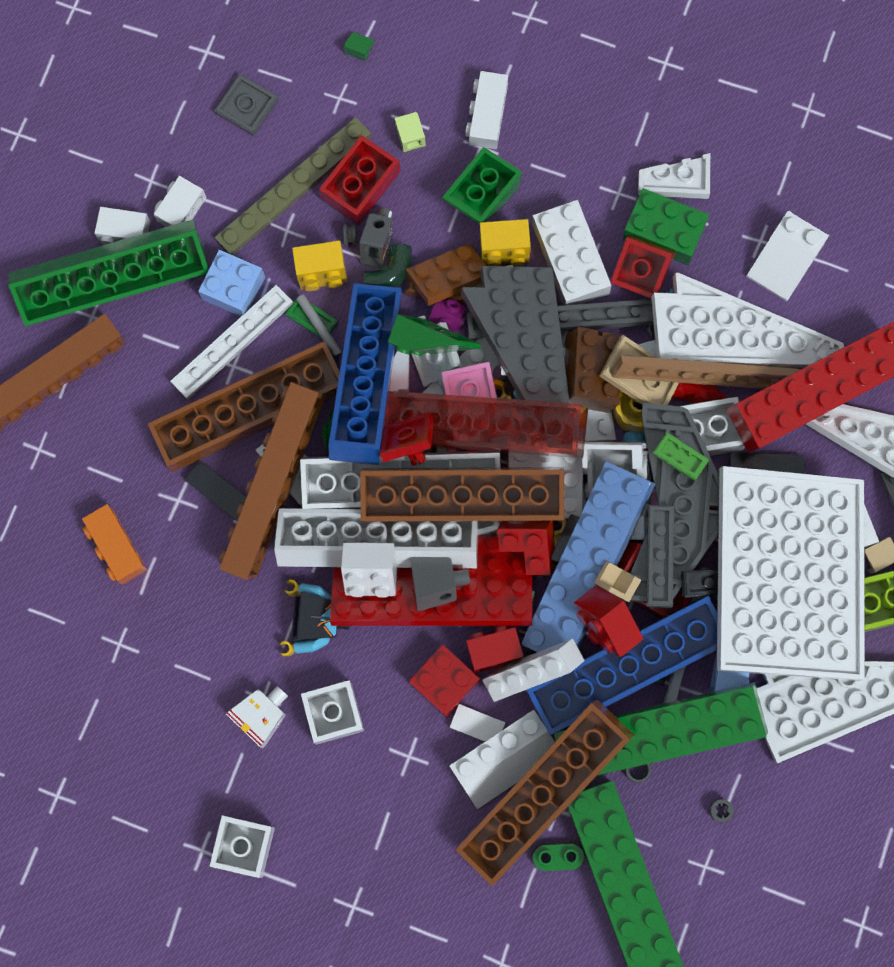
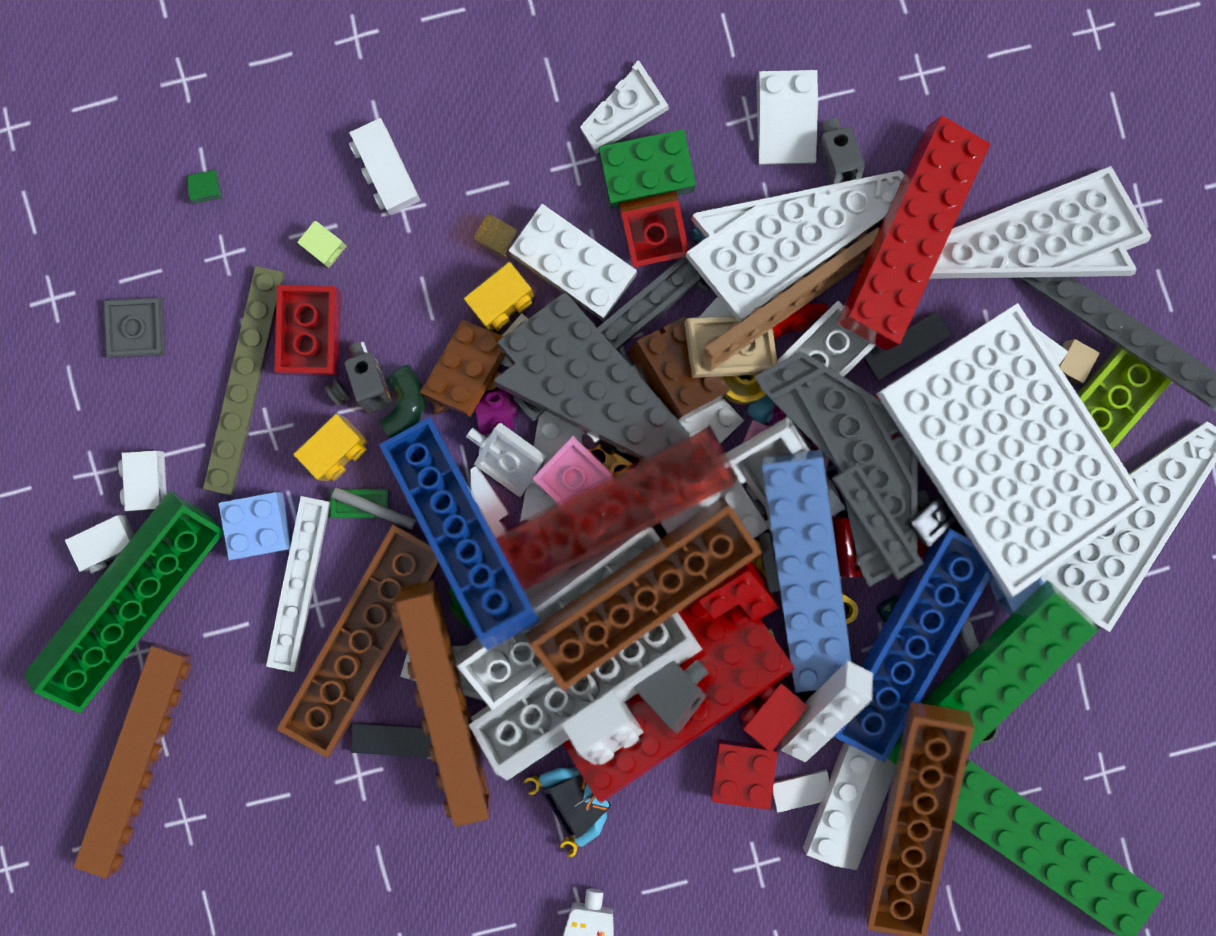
camera: 35 degrees left, 10 degrees up
(113, 545) = (329, 865): orange brick -> none
(332, 712) = (658, 880): white brick -> none
(407, 438) = (552, 578): red tile -> none
(422, 336) = (493, 454): green slope -> none
(483, 186) = (438, 255): green slope -> none
(530, 201) = (495, 235): none -> clear yellow panel
(558, 857) = (961, 859): green plate -> none
(607, 621) = (870, 622): red brick -> none
(617, 581) = (853, 575): tan panel -> none
(680, 456) = (831, 407): bright green plate -> none
(713, 811) = (1080, 718): dark grey bush -> none
(808, 302) = (840, 153): none -> dark grey torso

